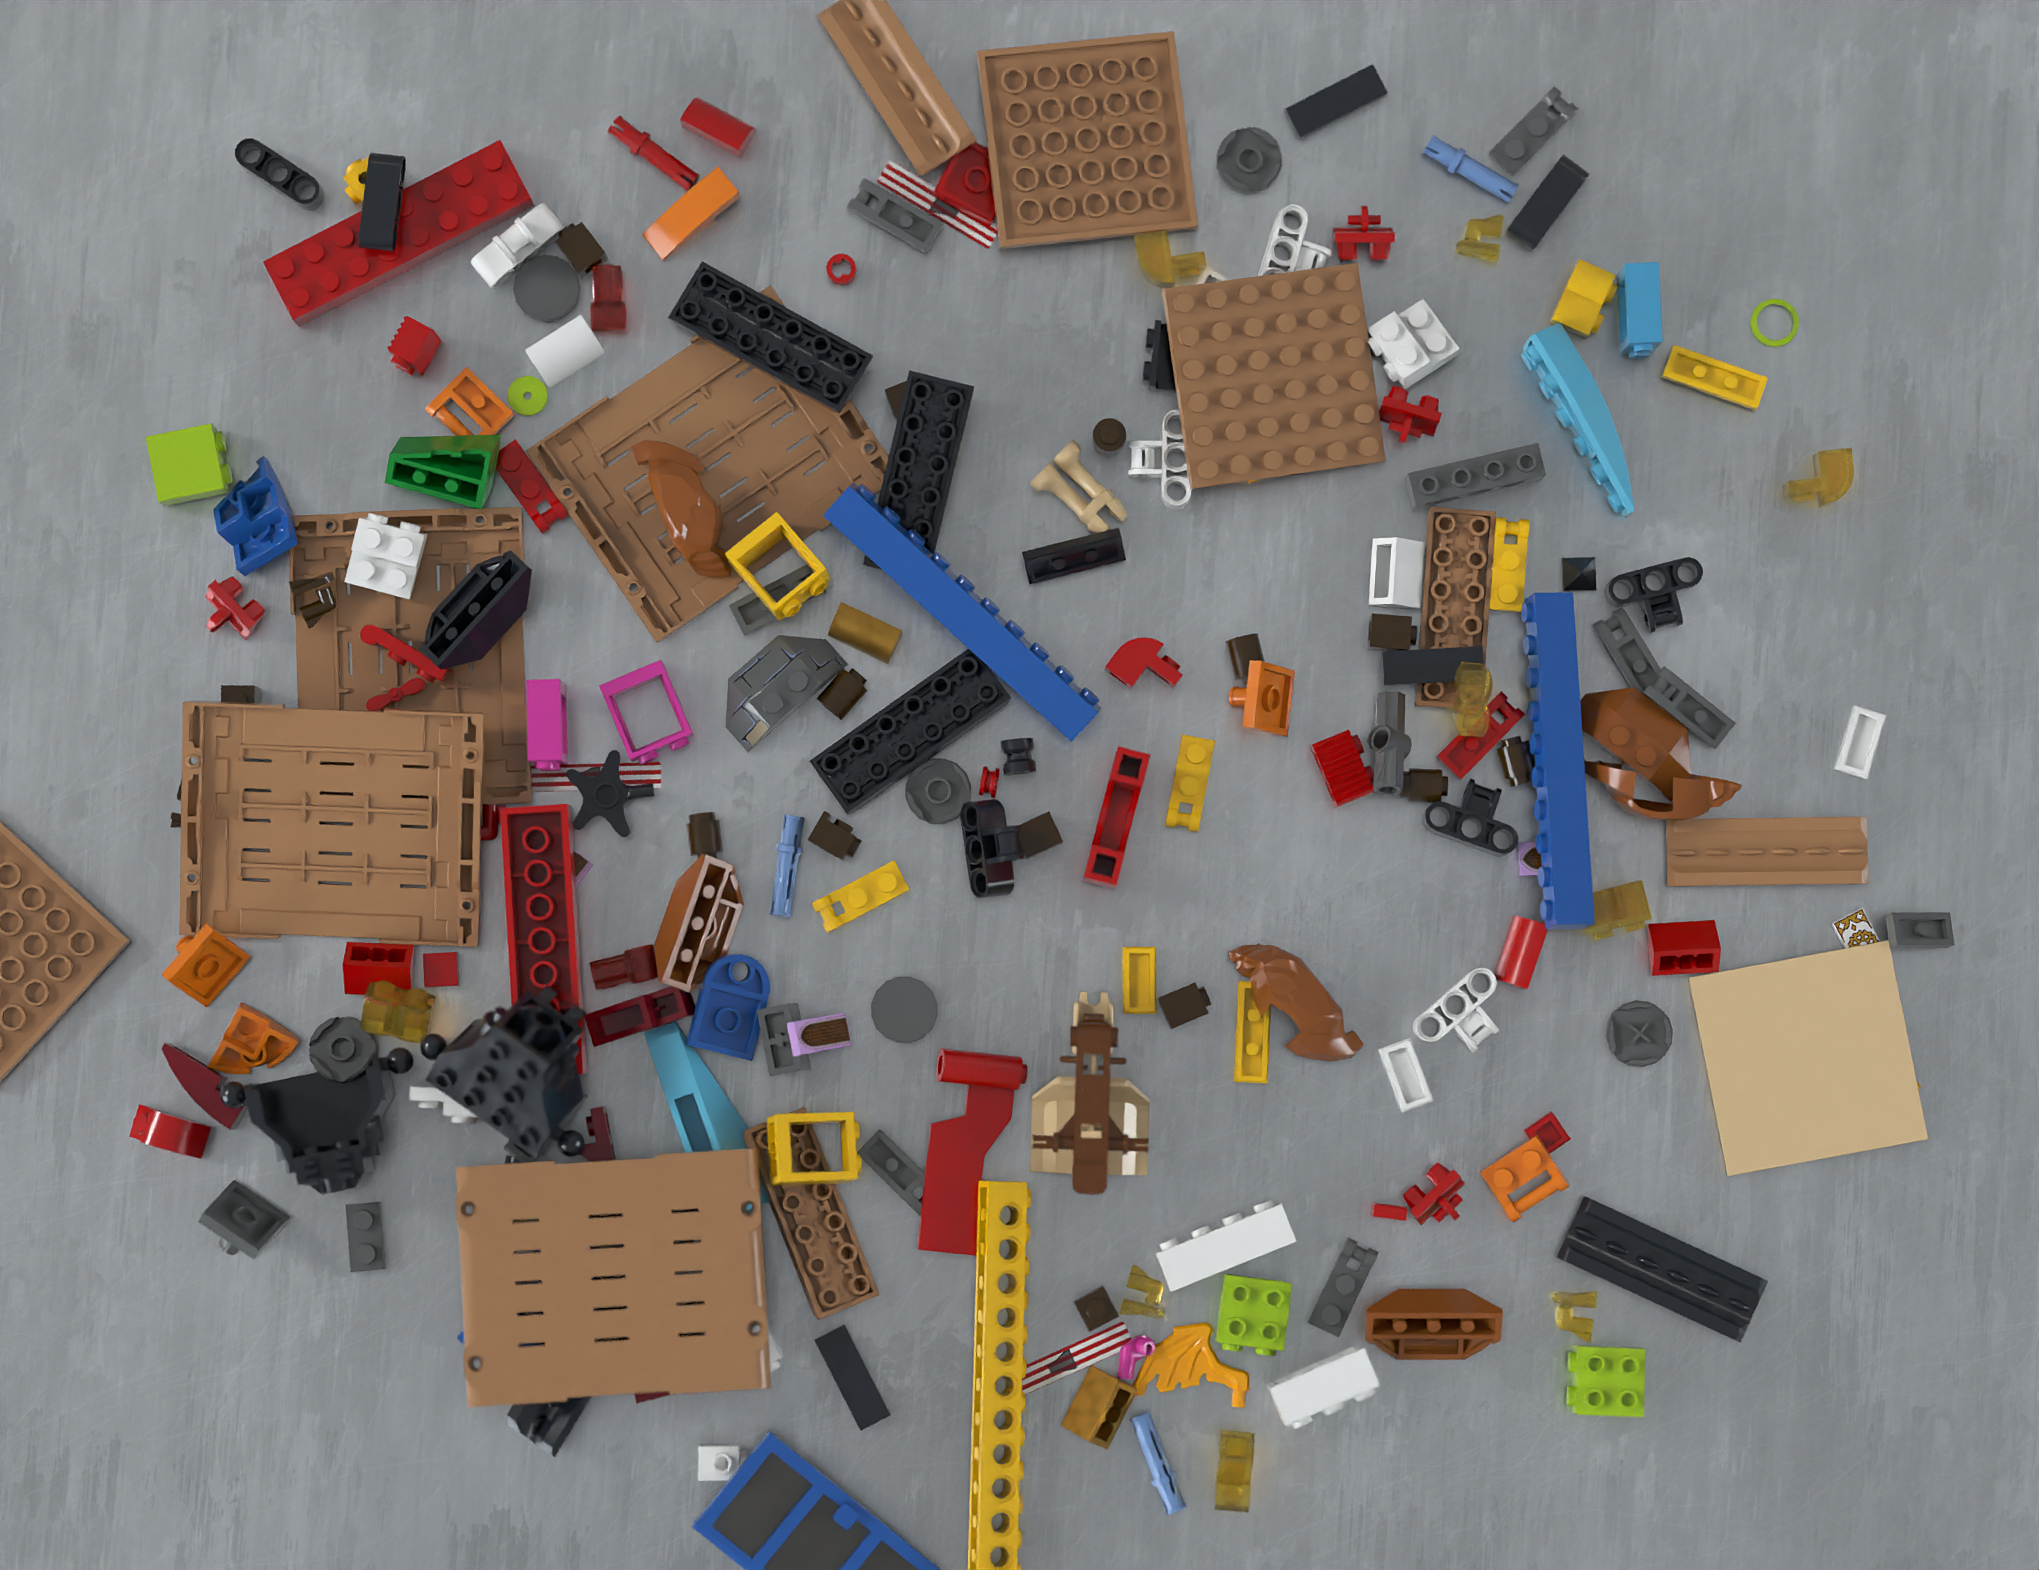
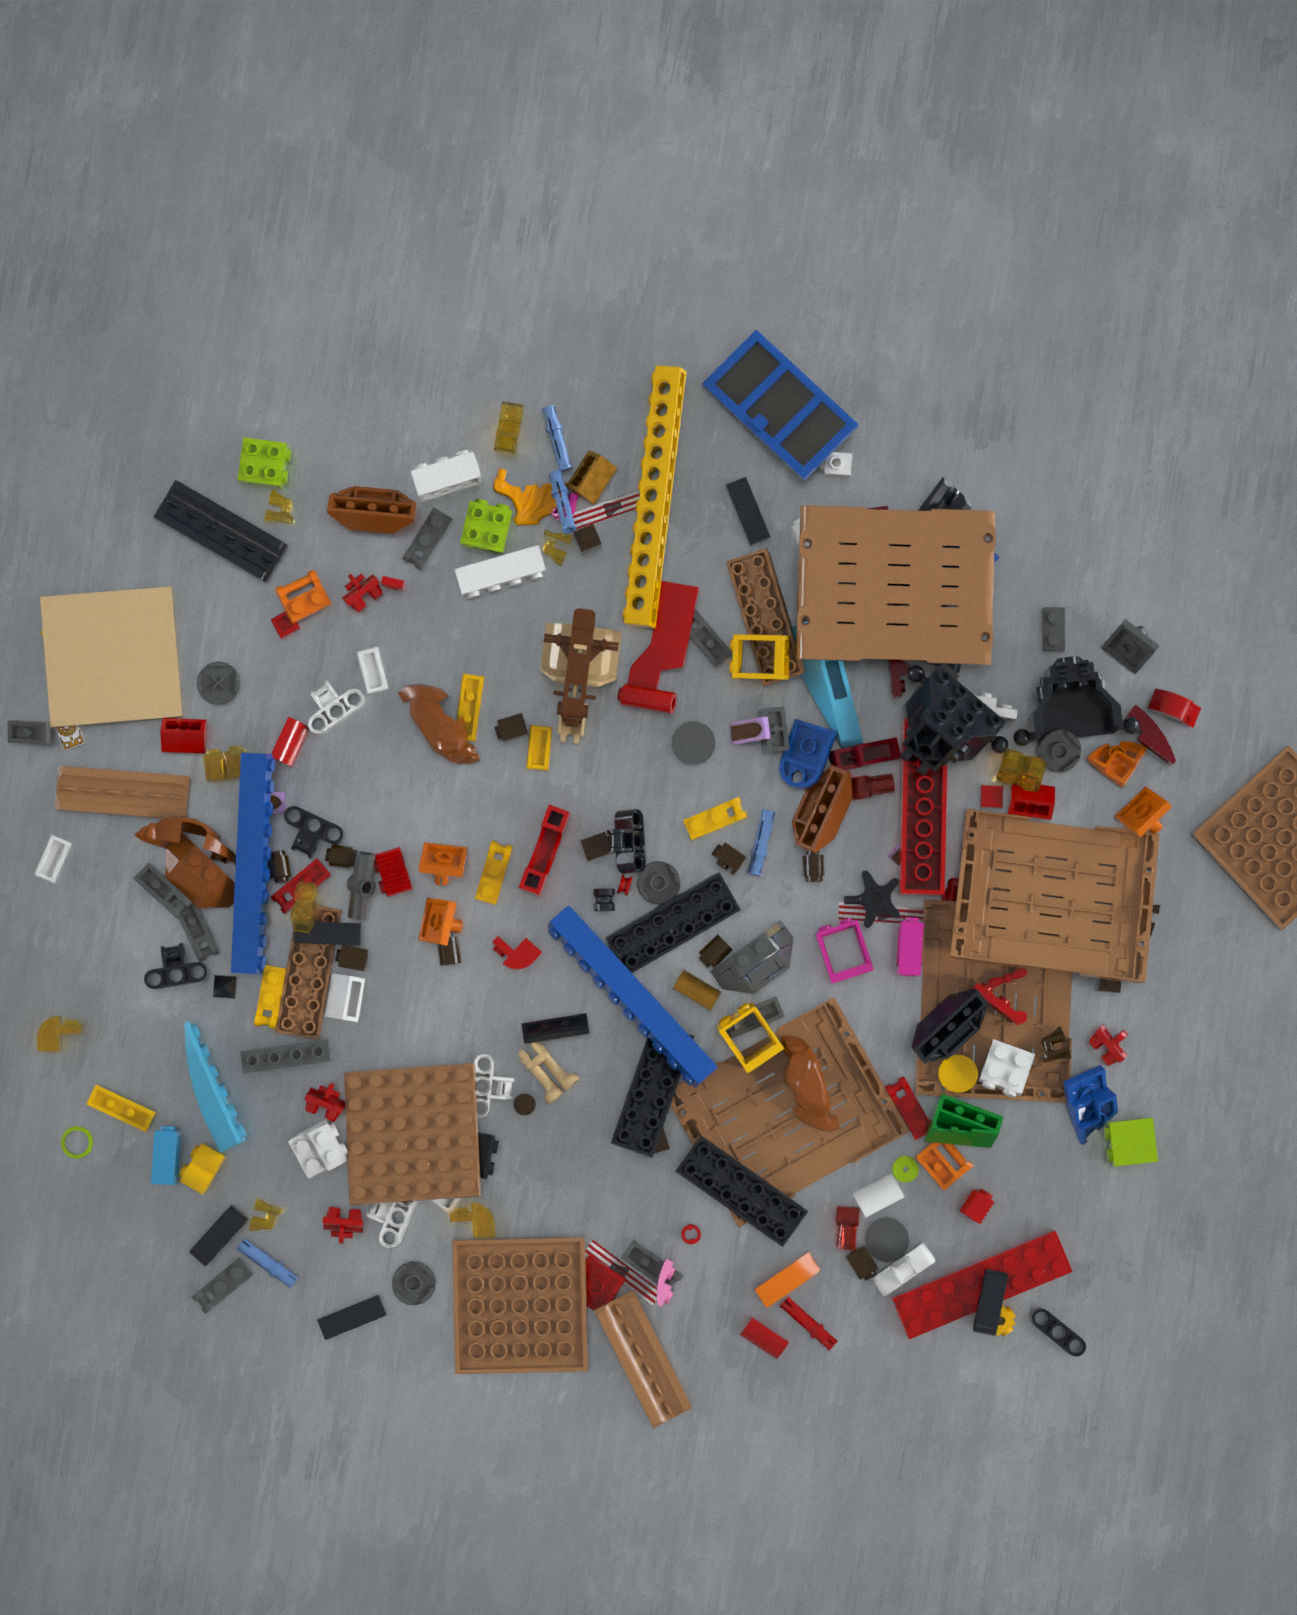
camera: 175 degrees left, 0 degrees up
(458, 543) = (958, 1073): none -> yellow sticker
(874, 182) = (663, 1289): none -> bright pink slope
(1151, 1396) = (557, 481): none -> medium blue pin
(1269, 791) = (443, 861): none -> orange tile

